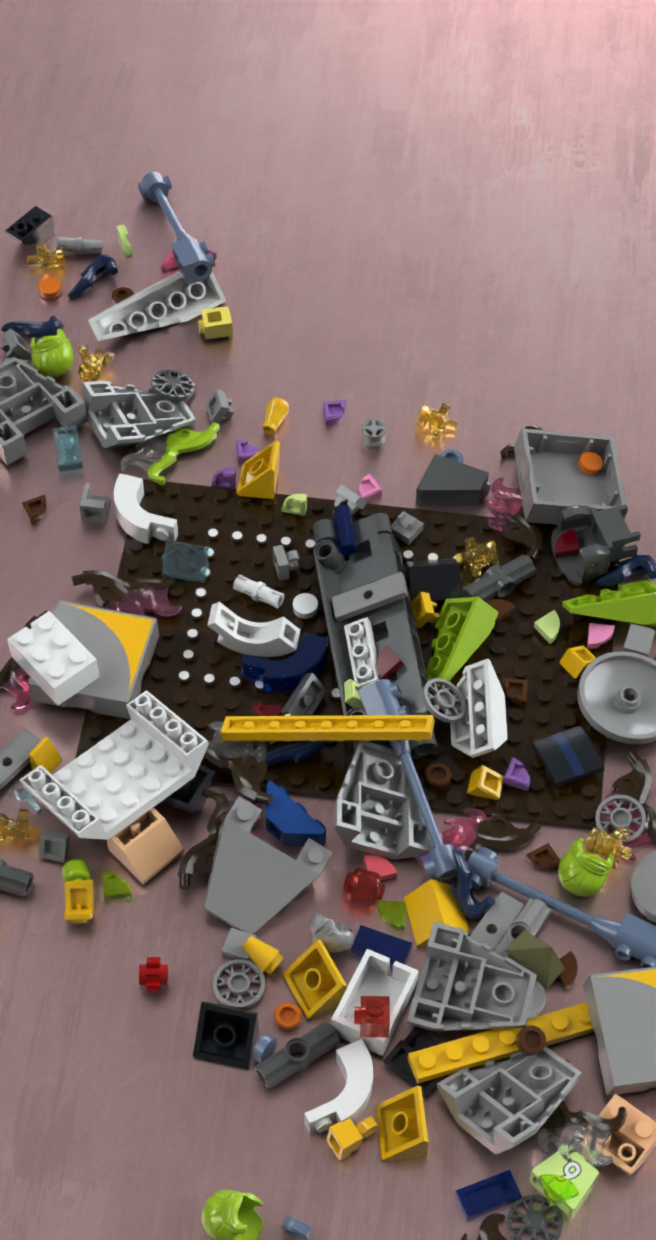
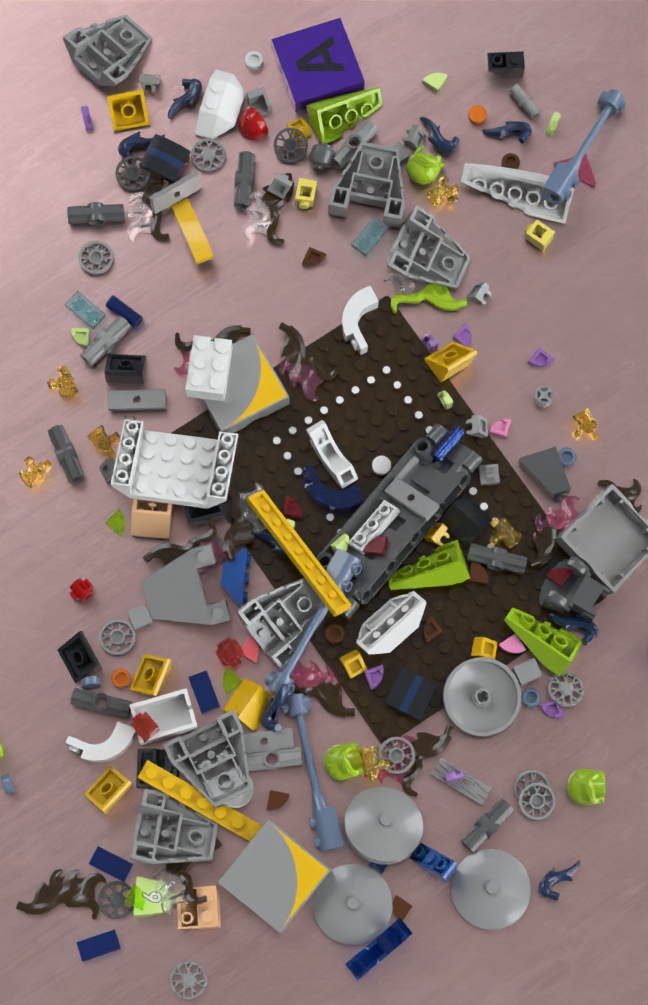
camera: 45 degrees right, 20 degrees up
(45, 755) = (158, 415): yellow slope -> none
(47, 258) = (497, 94): clear yellow piece -> none
(75, 870) = (104, 496): lime piece -> none
(79, 901) = (88, 514): yellow bracket -> none
(93, 507) = (344, 287): light grey panel -> none
(173, 385) = (471, 252): dark grey wheel -> none
(185, 561) = (350, 373): clear light blue piece -> none
(258, 591) = (366, 432): white pin -> none
(262, 954) = (142, 636): yellow cone -> none
(275, 413) = (504, 328): yellow cone -> none
(284, 562) = (398, 428): light grey tile -> none
(305, 697) = (315, 521): dark grey plate -> none
(331, 934) = (185, 659): light grey hair -> none
(347, 1137) = (77, 767): yellow piece -> none
(443, 700) = (380, 598): light grey wheel -> none
(530, 1040) = (210, 817): reddish brown tile -> none
(536, 957) = (263, 779): olive slope -> none
(543, 858) = (337, 732): reddish brown tile -> none
(548, 626) = (492, 612): yellowish green tile -> none
(590, 463) = (637, 540): orange tile -> none

